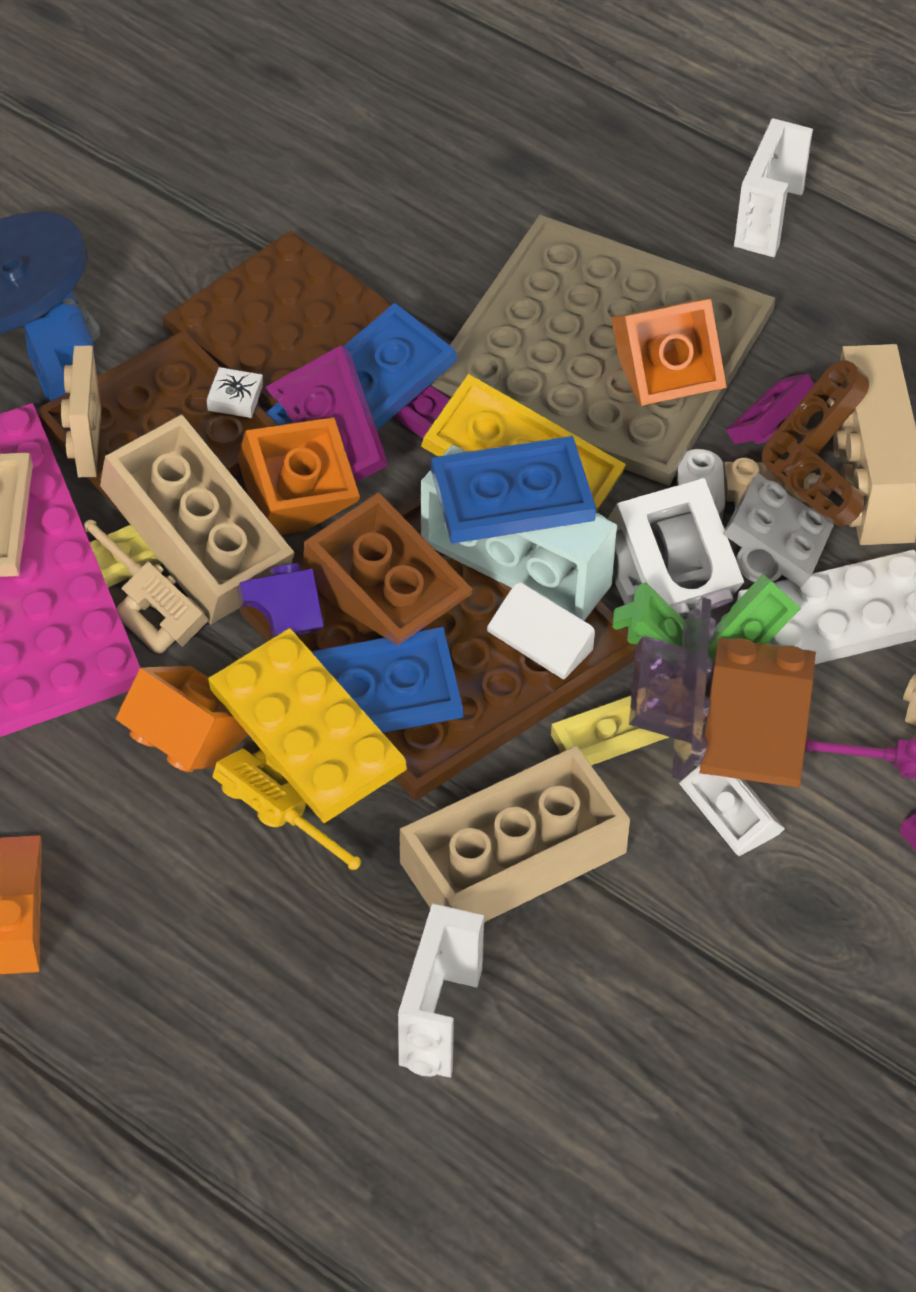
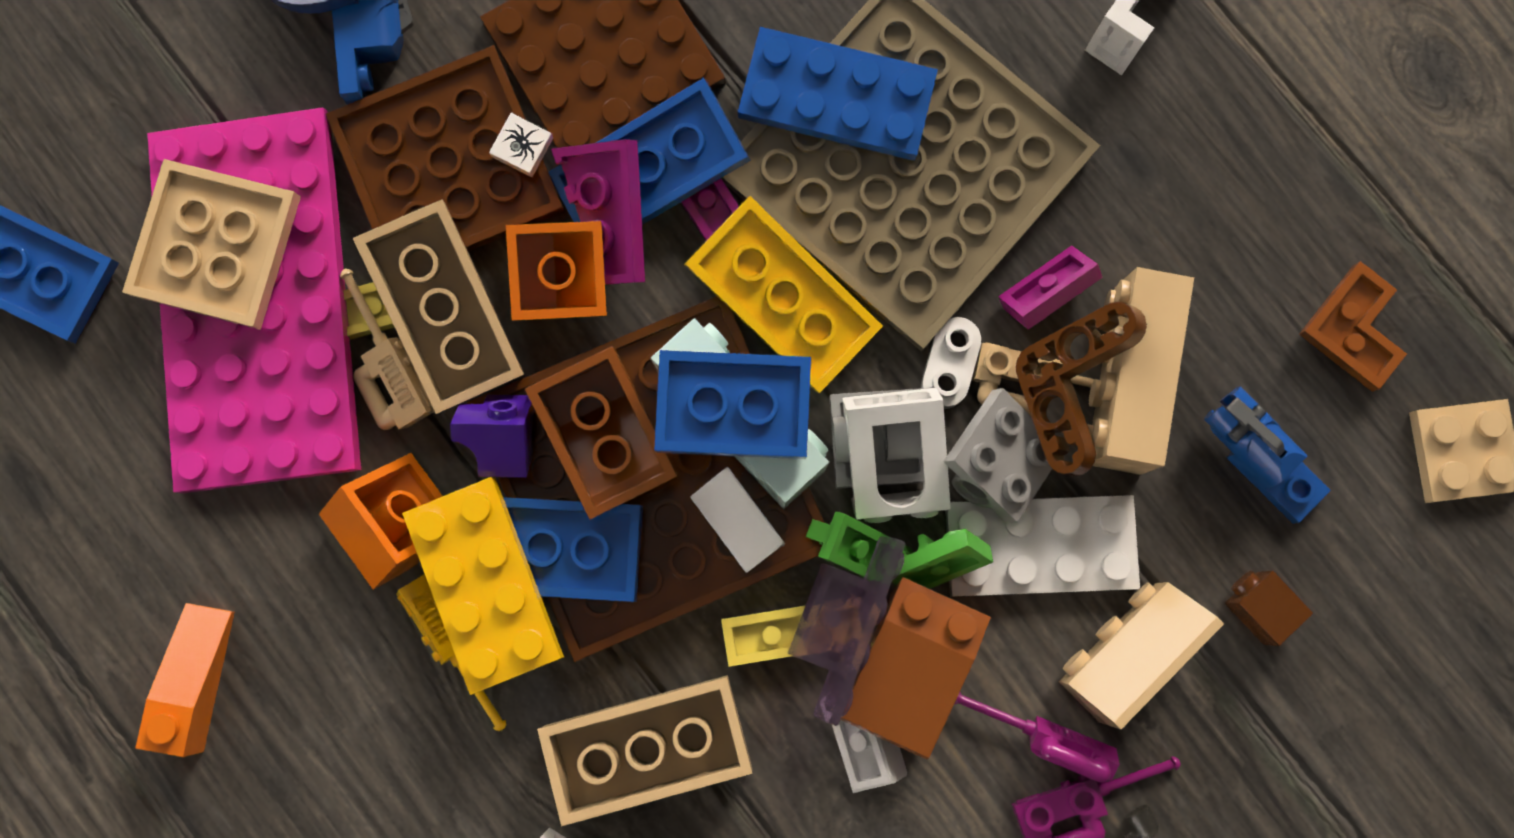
camera: 15 degrees right, 30 degrees up
(82, 411) = (356, 153): tan plate -> none
(521, 302) = (837, 93): none -> blue plate
(670, 351) = (966, 202): orange slope -> none

